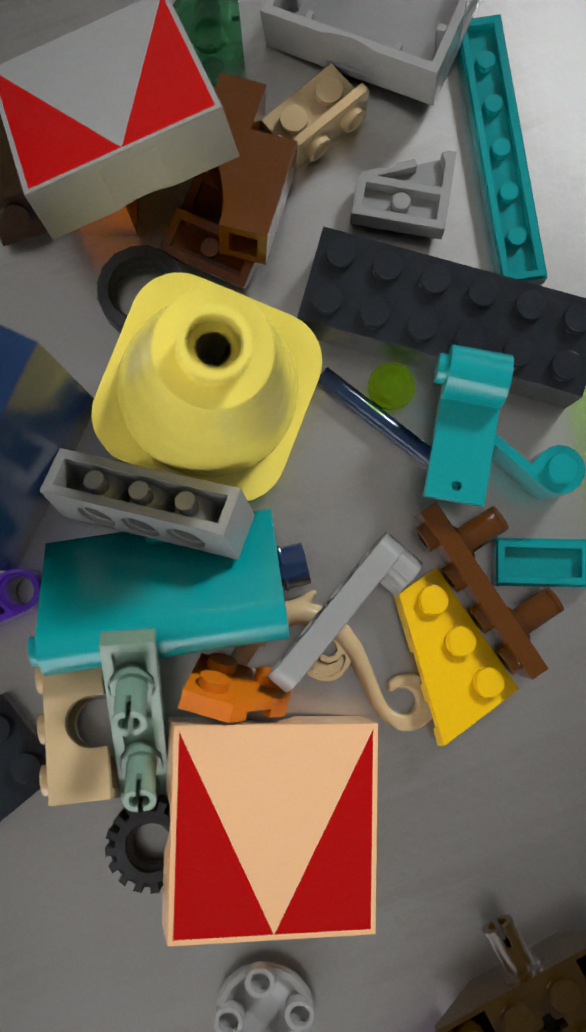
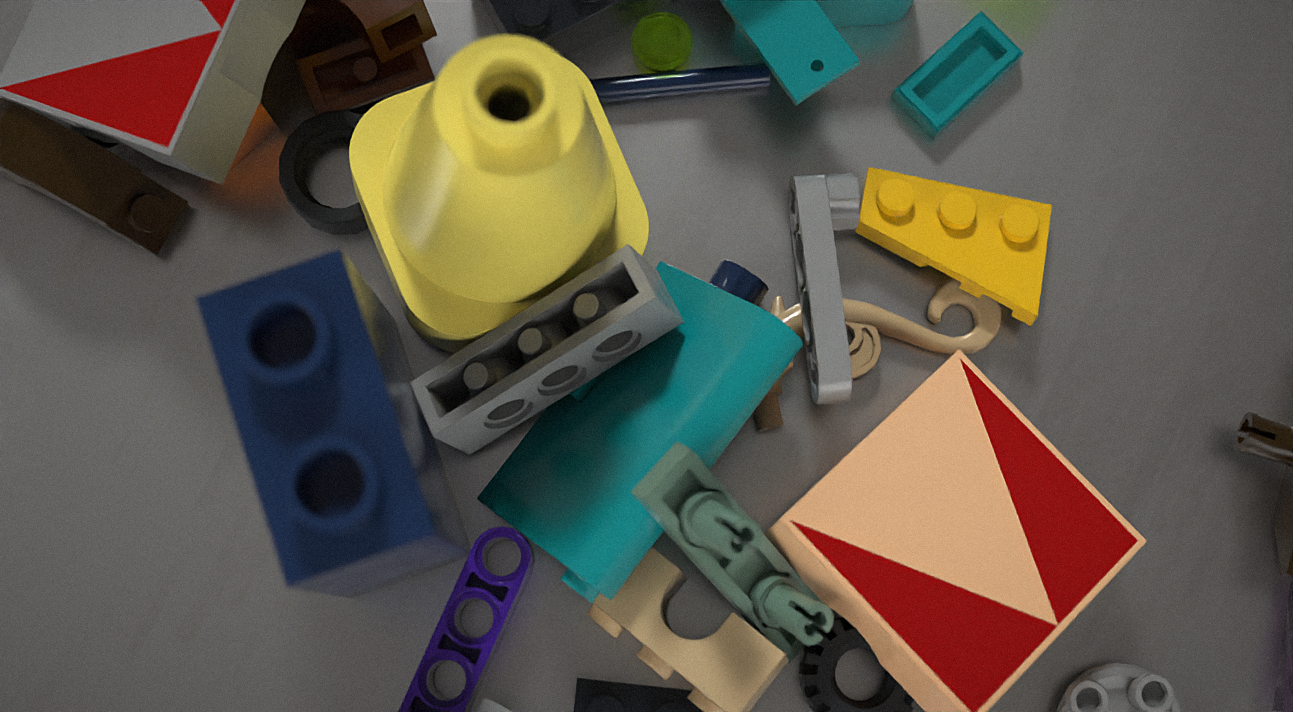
camera: 45 degrees left, 5 degrees down
(231, 690) = (783, 459): orange plate -> none
(488, 611) = (952, 156): reddish brown plate -> none

